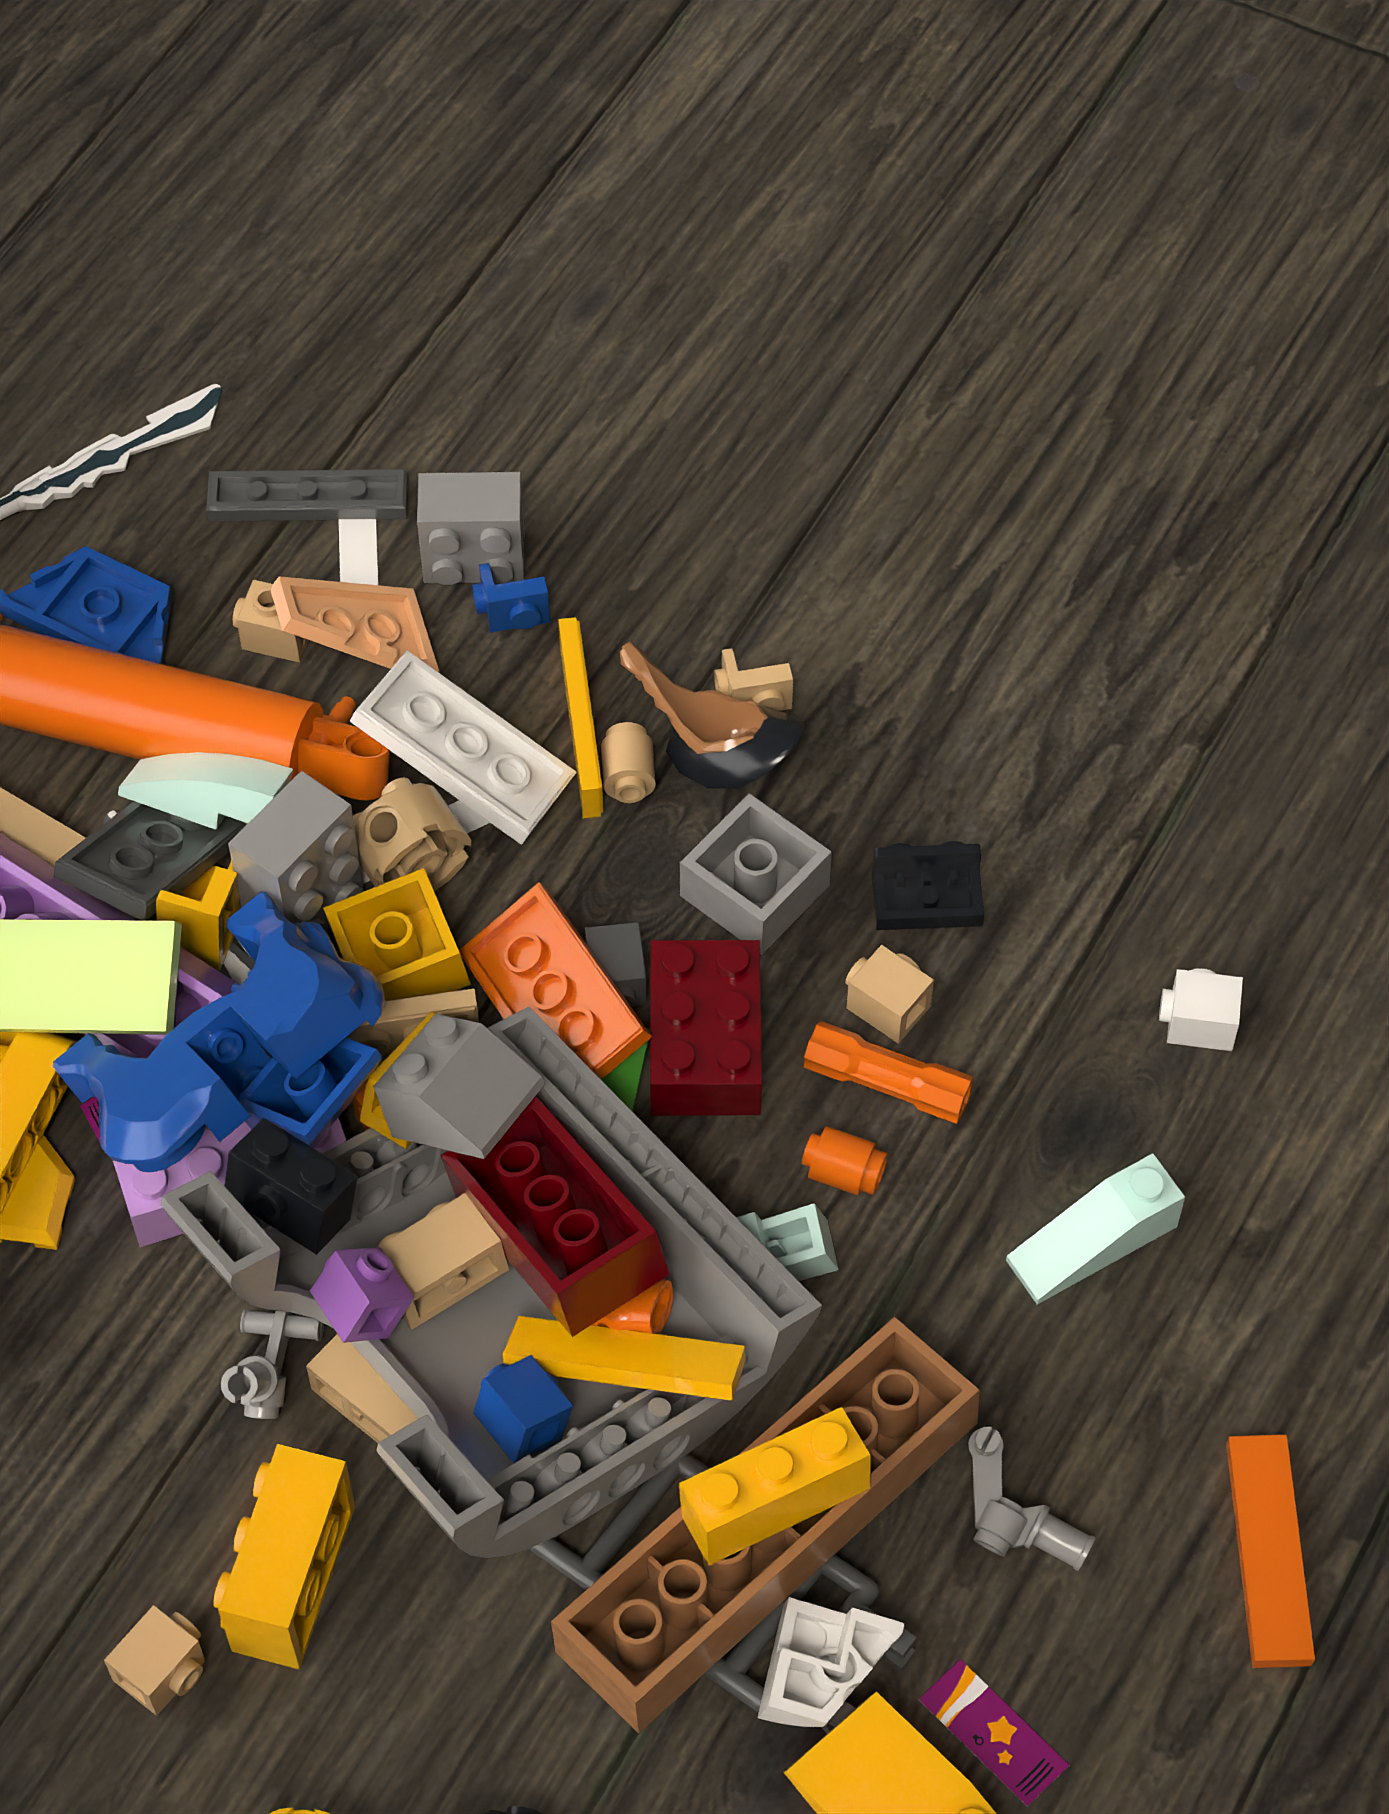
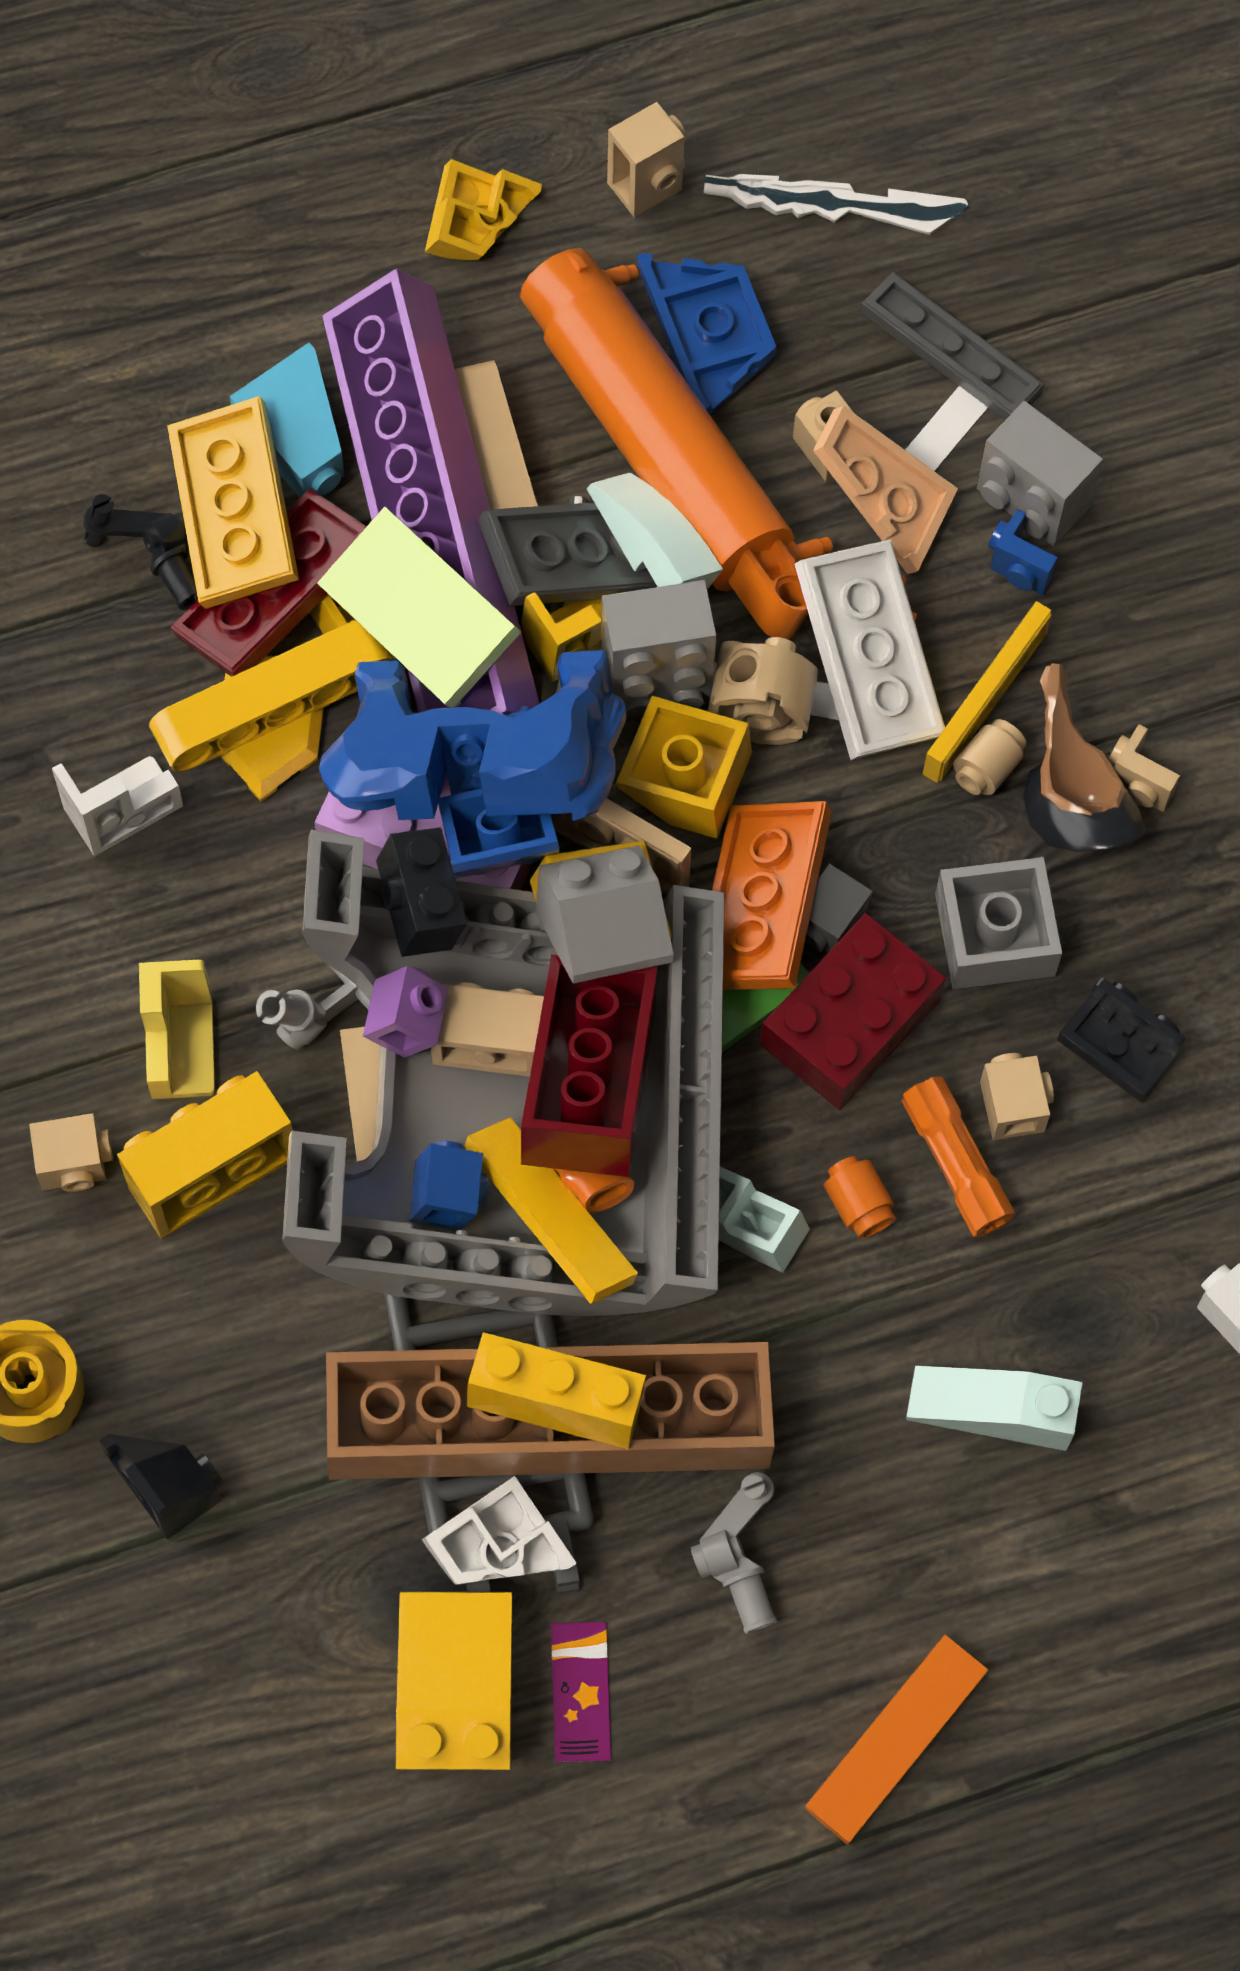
camera: 40 degrees right, 10 degrees up
(159, 1480) = (178, 1028): none -> light yellow panel

